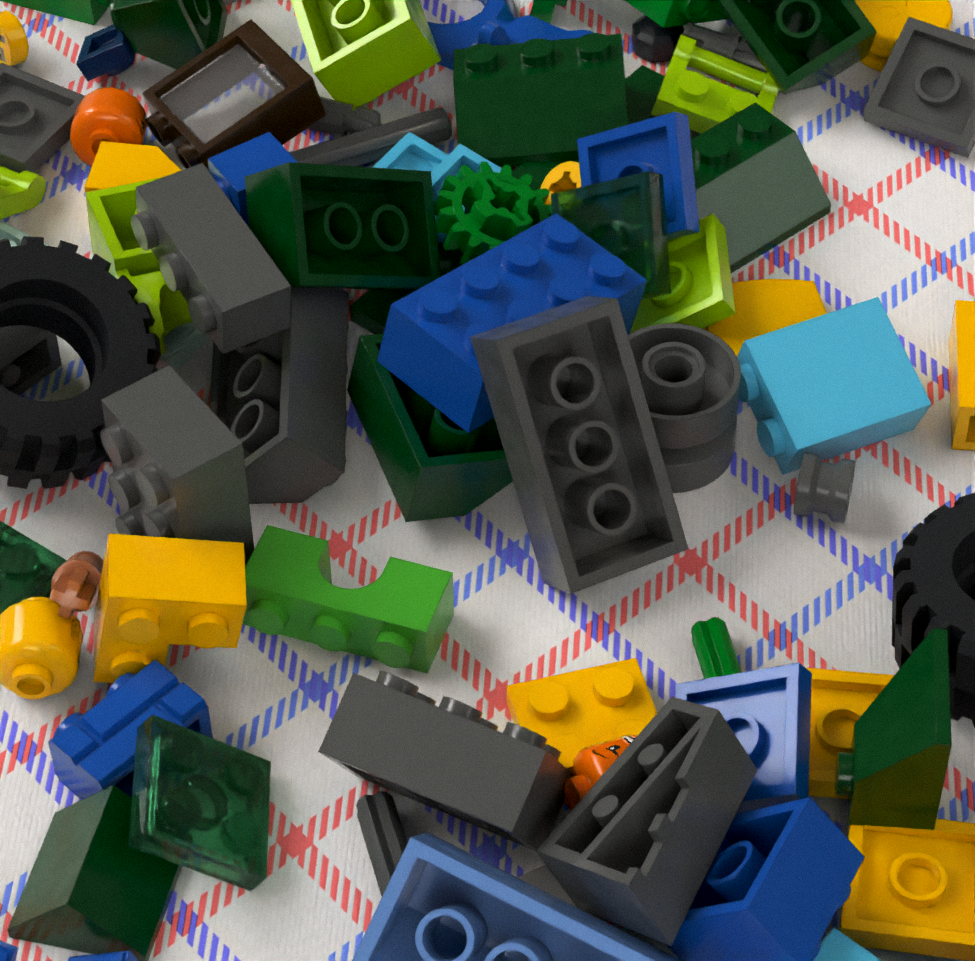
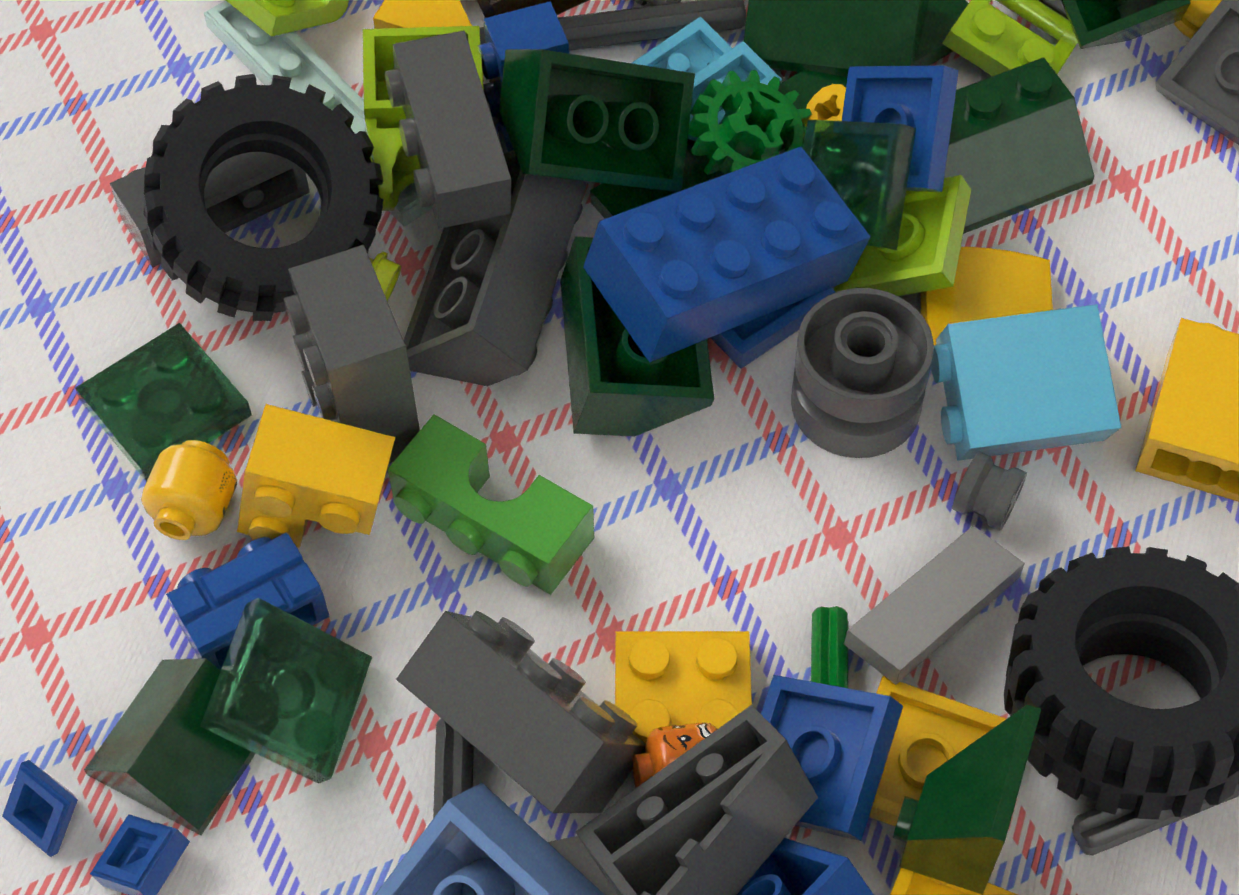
camera: 15 degrees right, 10 degrees up
(77, 583) = (236, 435): nougat axle -> none
(580, 443) = (747, 403): dark grey brick -> none
(804, 595) = (933, 604): none -> light grey tile

